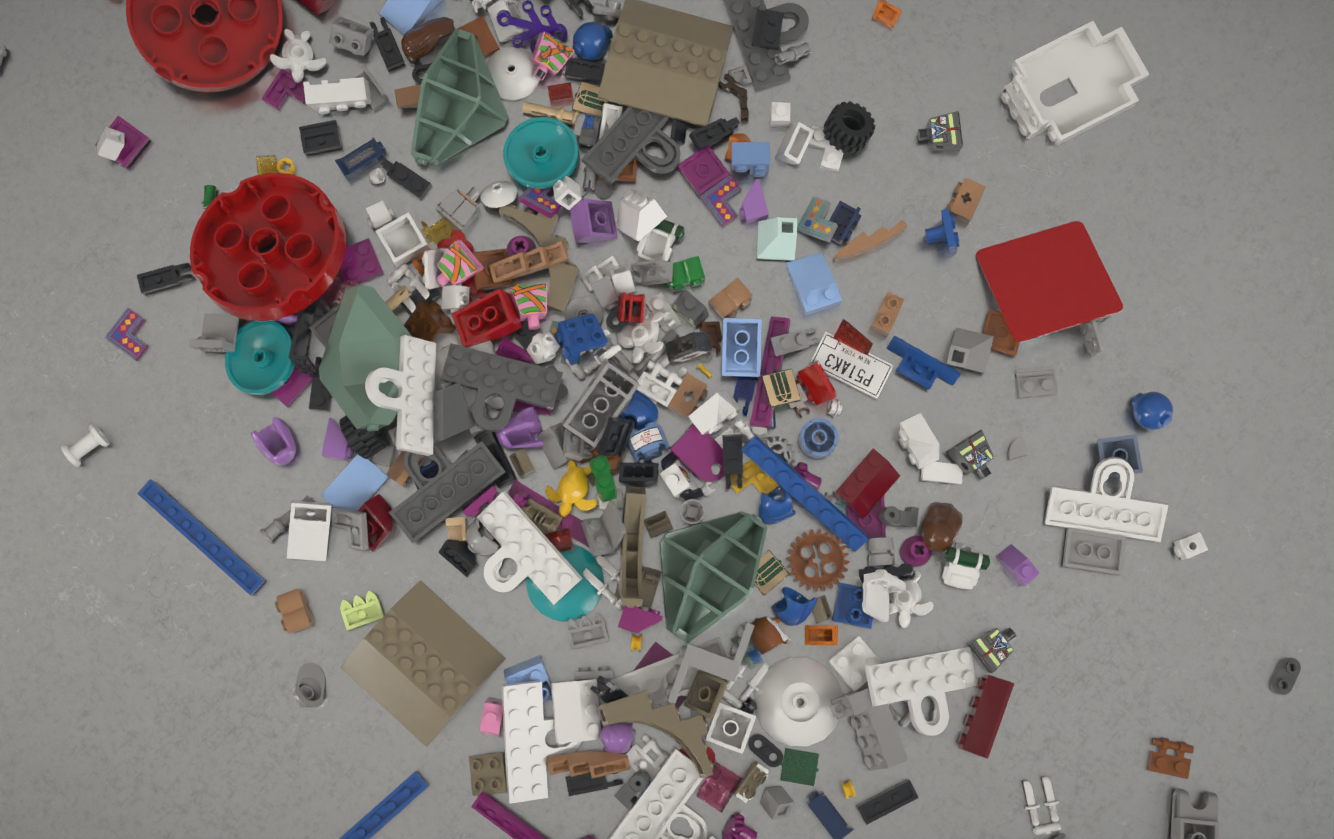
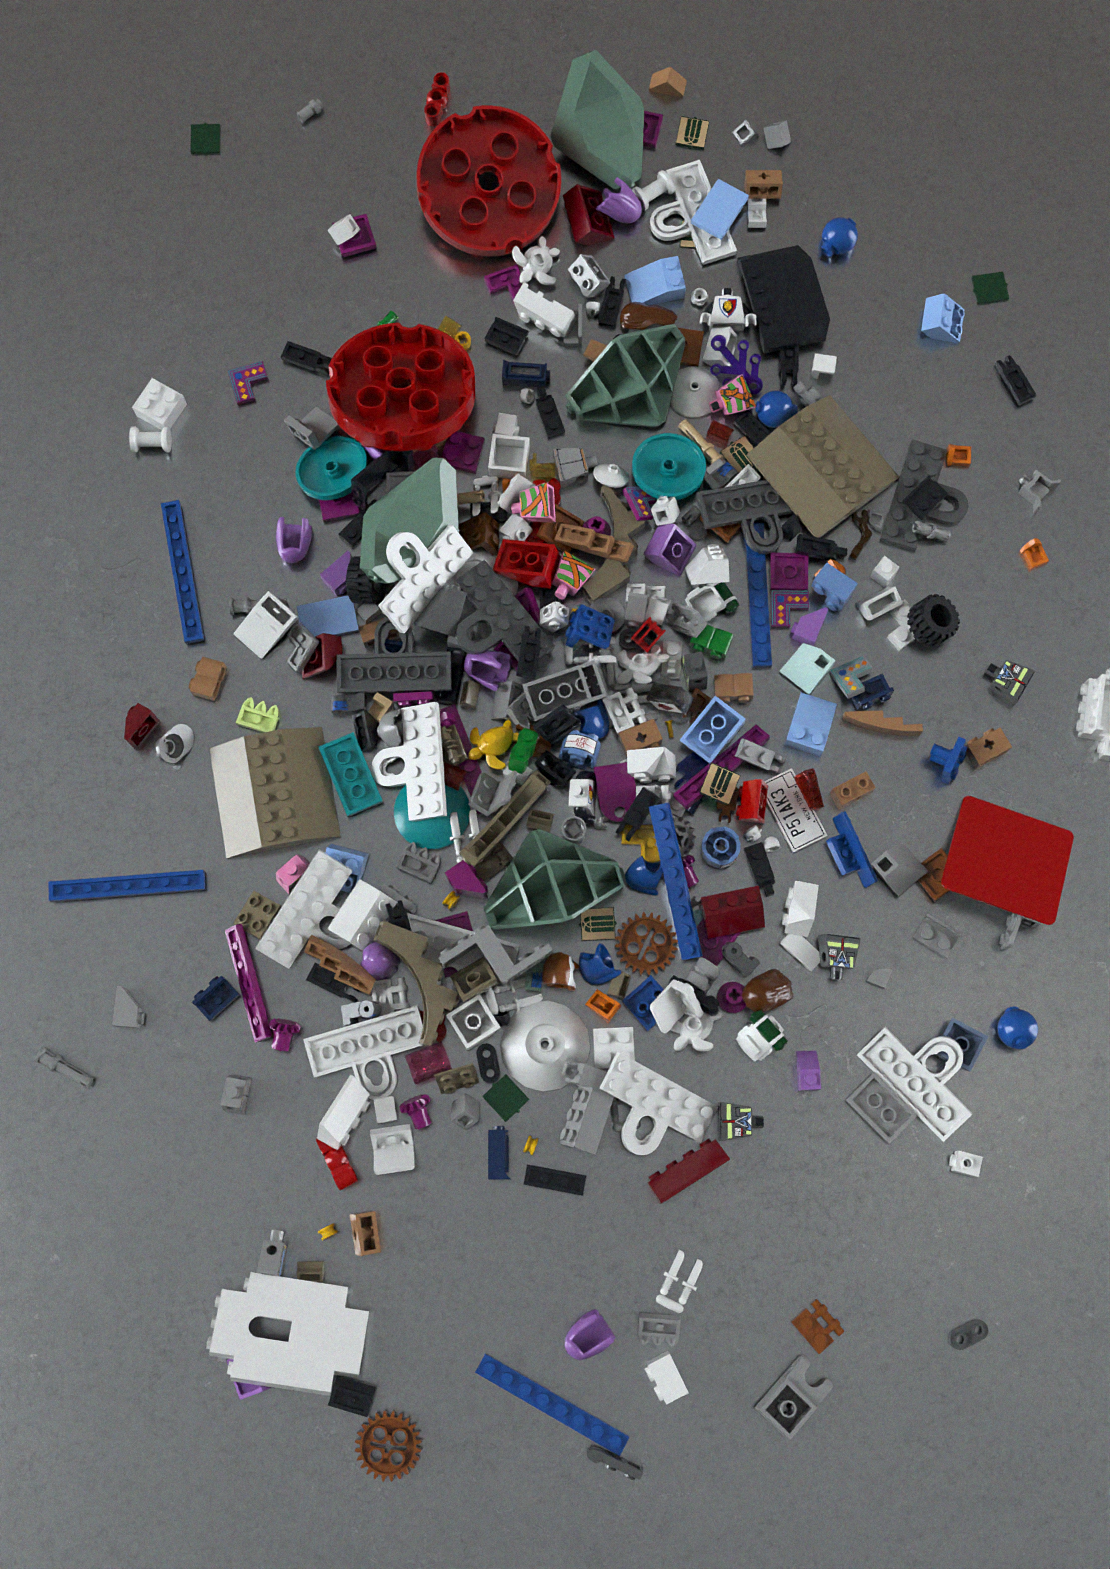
camera: 40 degrees right, 5 degrees down
(69, 410) = (159, 405): none -> white brick
(266, 693) = (139, 724): none -> dark red slope
(374, 60) = (593, 307): none -> white hinge
(428, 544) = (348, 703): none -> dark grey leg
(475, 601) = (350, 774): none -> teal plate
(549, 396) = (529, 654): none -> black hinge
(699, 215) = (758, 605): none -> blue plate
(855, 405) = (771, 844): none -> white hinge
(860, 430) = (760, 867): none -> black hinge

